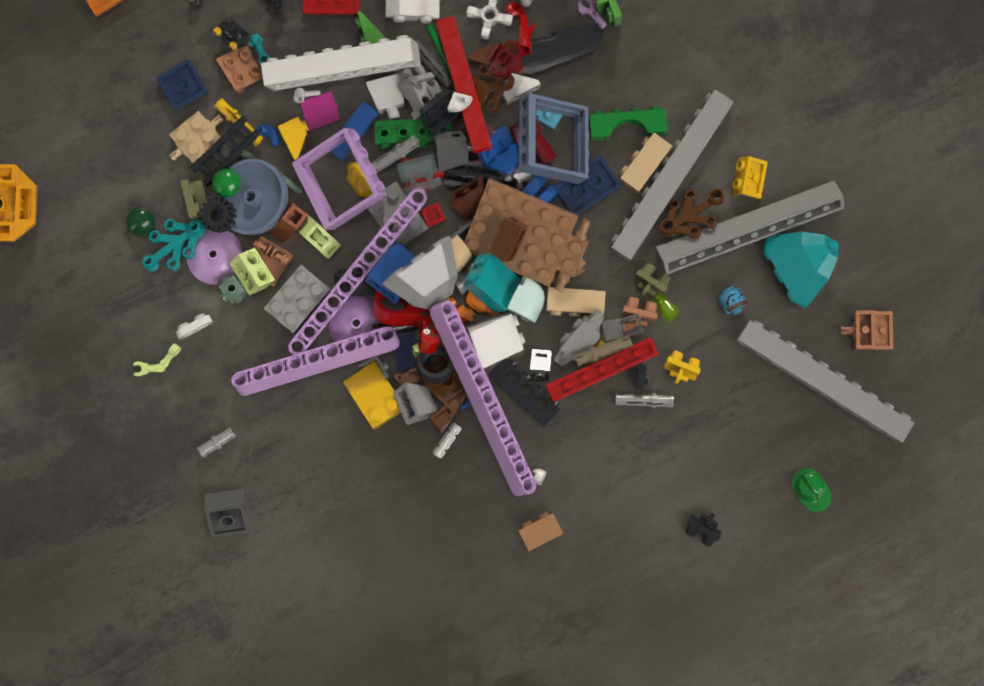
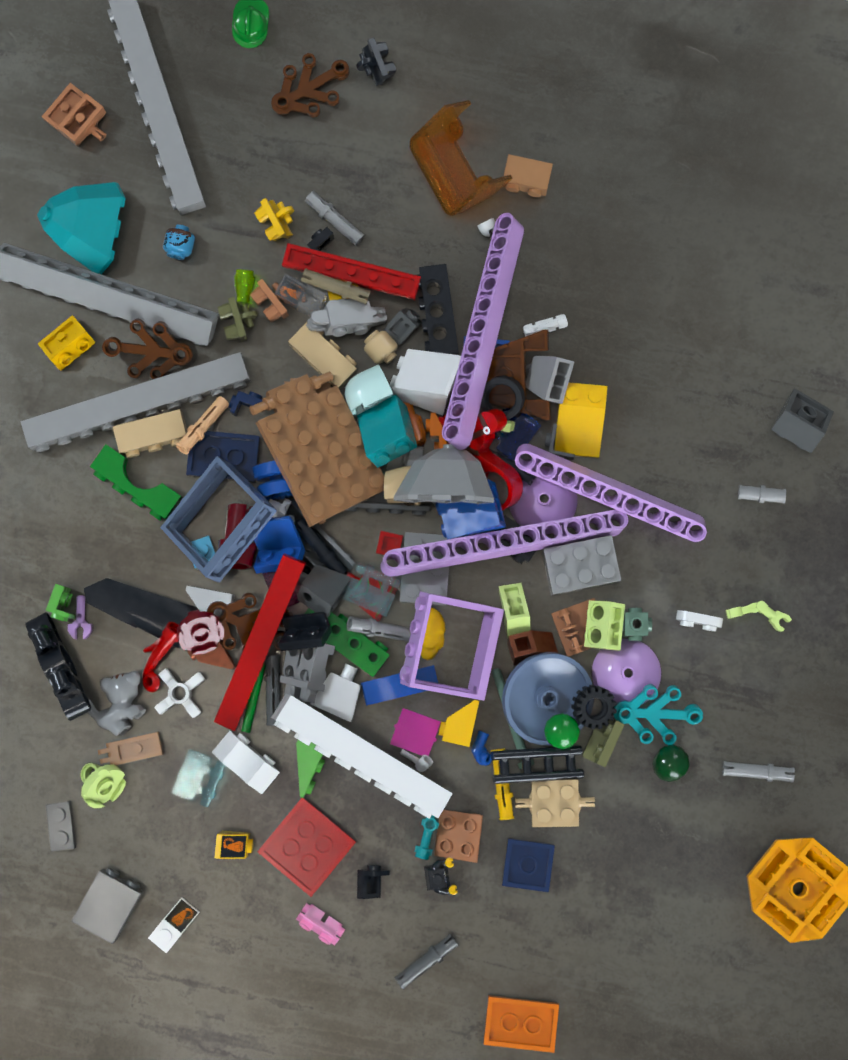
camera: 140 degrees left, 0 degrees up
(78, 261) = (767, 772): none -> light grey pin
(459, 102) = (278, 625): white tile -> none
(467, 198) = (343, 530): copper slope -> none
(508, 239) = (340, 454): reddish brown hinge -> none
(542, 337) = (380, 347): none -> tan head
(596, 495) = (446, 165): none -> clear orange windscreen
(599, 235) = (243, 399): none -> dark blue bracket
(615, 193) = (197, 431): none -> light nougat pin
(735, 472) = (307, 89): none -> reddish brown plant

